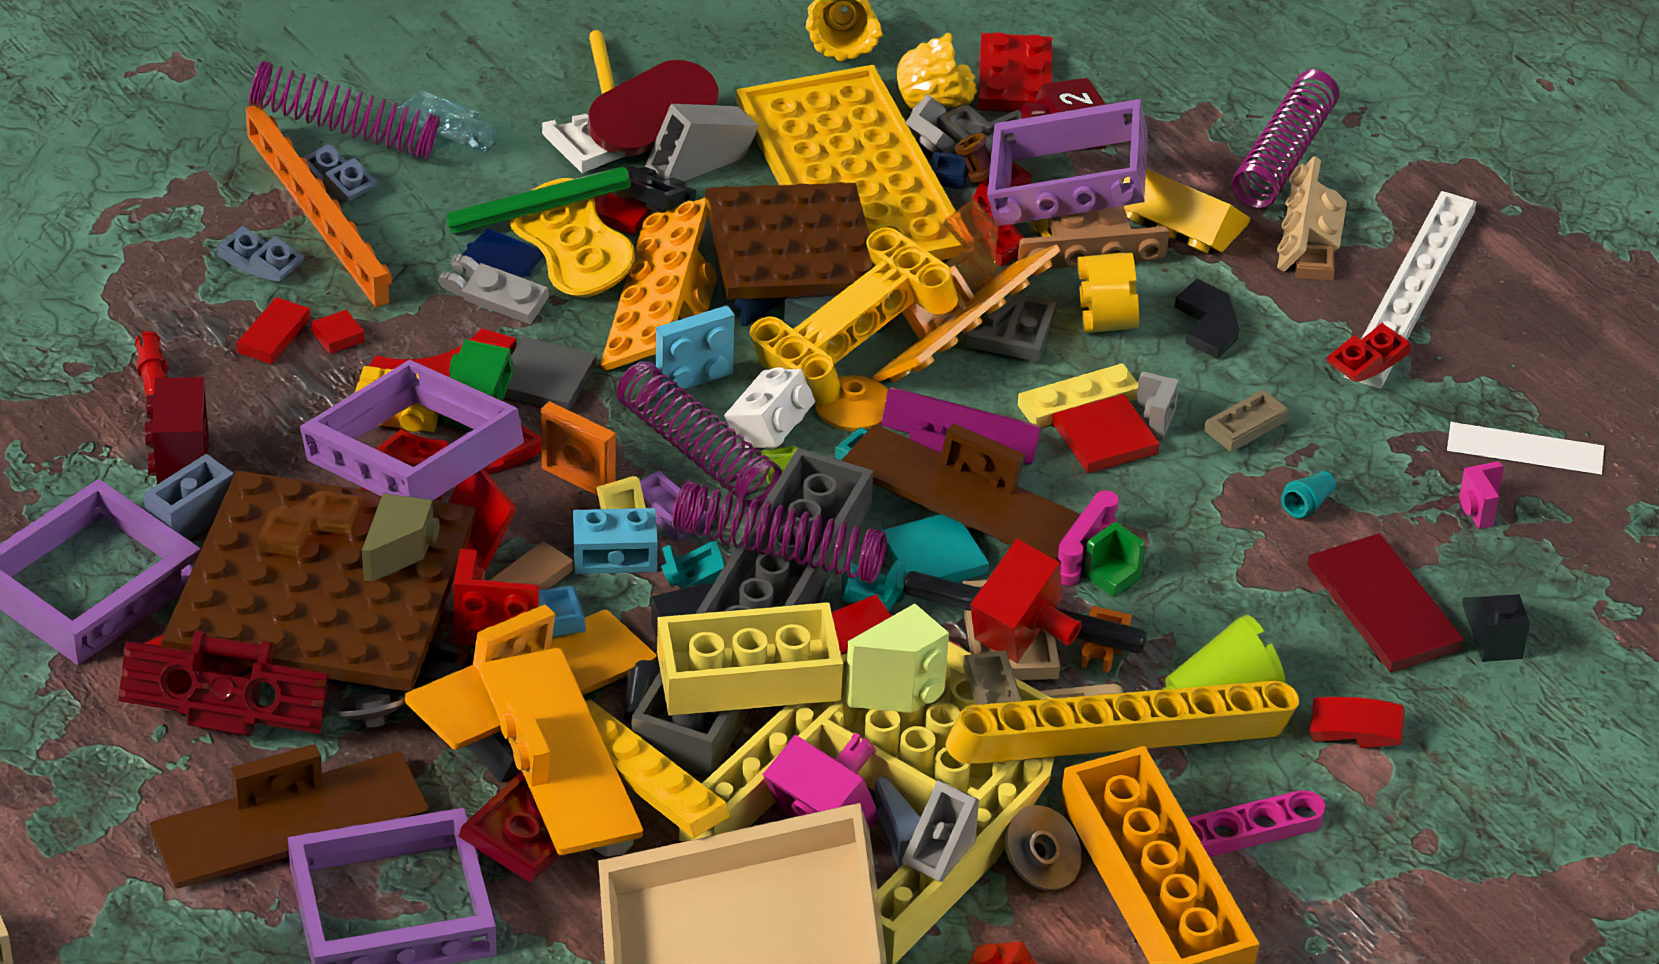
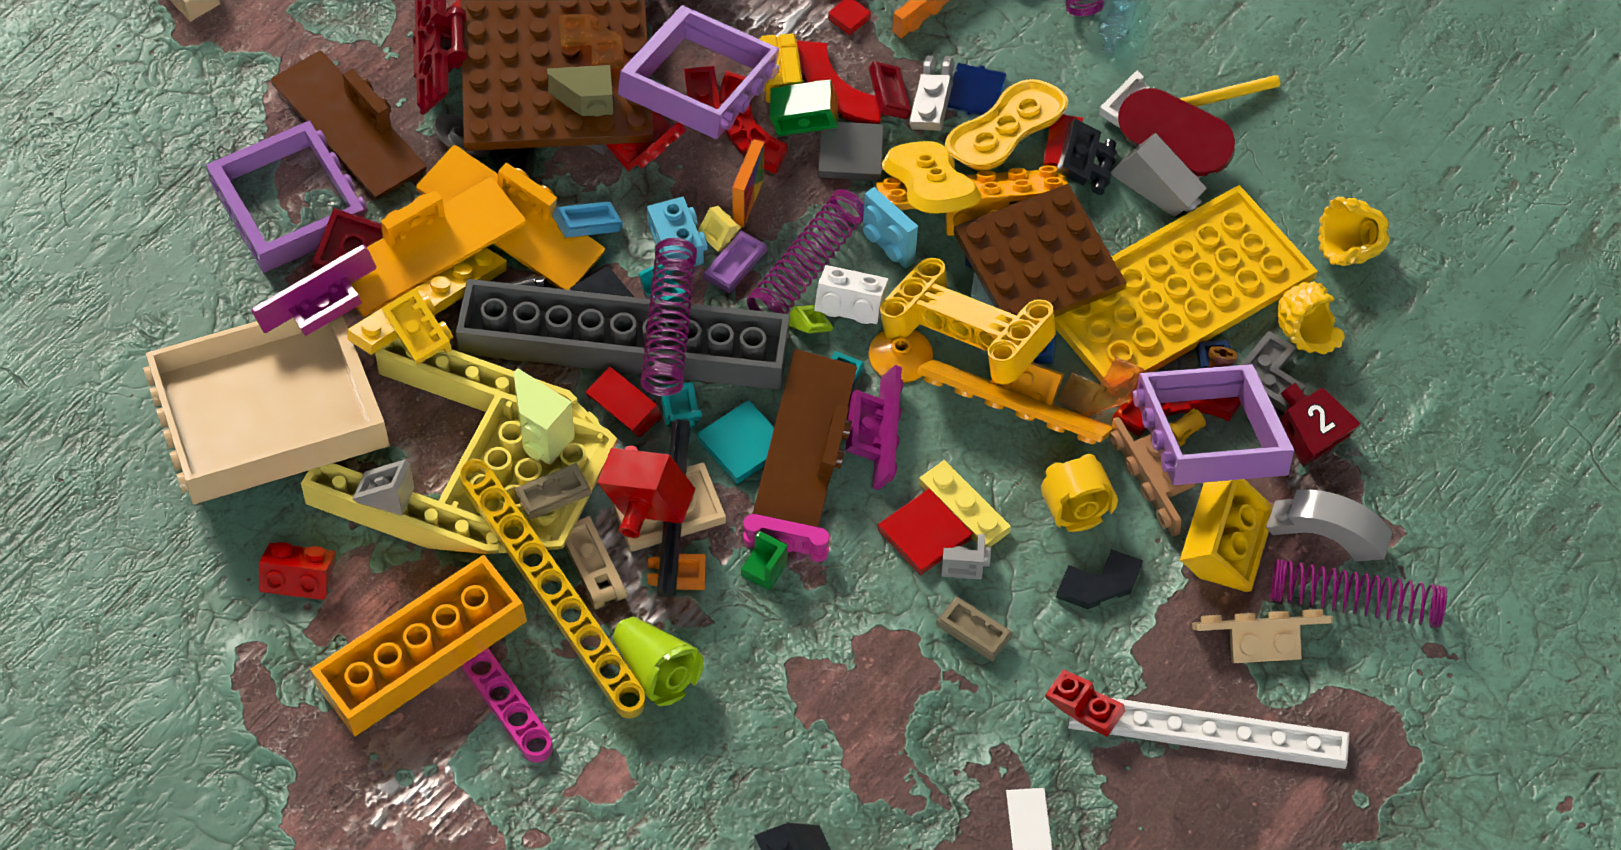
camera: 75 degrees right, 15 degrees up
(475, 318) = (889, 90): none -> dark red tile
(483, 602) = (567, 161): red bracket -> none
(538, 200) = (1032, 90): green axle -> none
(539, 566) = (627, 195): medium nougat tile -> none
(619, 858) = (319, 296): none -> magenta bracket
(657, 294) = (931, 177): none -> yellow plate
(714, 752) = (417, 327): none -> yellow bracket
(749, 658) = (521, 322): light yellow brick -> none
(812, 782) = (431, 413): dark pink brick -> none
(896, 818) = (435, 475): sand blue slope -> none
(923, 121) = (1250, 328): light grey bracket -> none
(1012, 70) = (1371, 377): red plate -> none
(1016, 329) = (1024, 444): dark grey wing -> none
(1054, 840) = (421, 559): flat silver dish -> none
(1193, 129) = (1335, 517): none -> light grey arch
(1305, 495) = (899, 688): teal cone -> none
(1316, 263) = (1211, 649): medium nougat tile -> none
(1368, 720) = (638, 763): red slope -> none
(1385, 603) = (792, 767): dark red tile -> none
(1480, 492) = (940, 814): dark pink bracket -> none

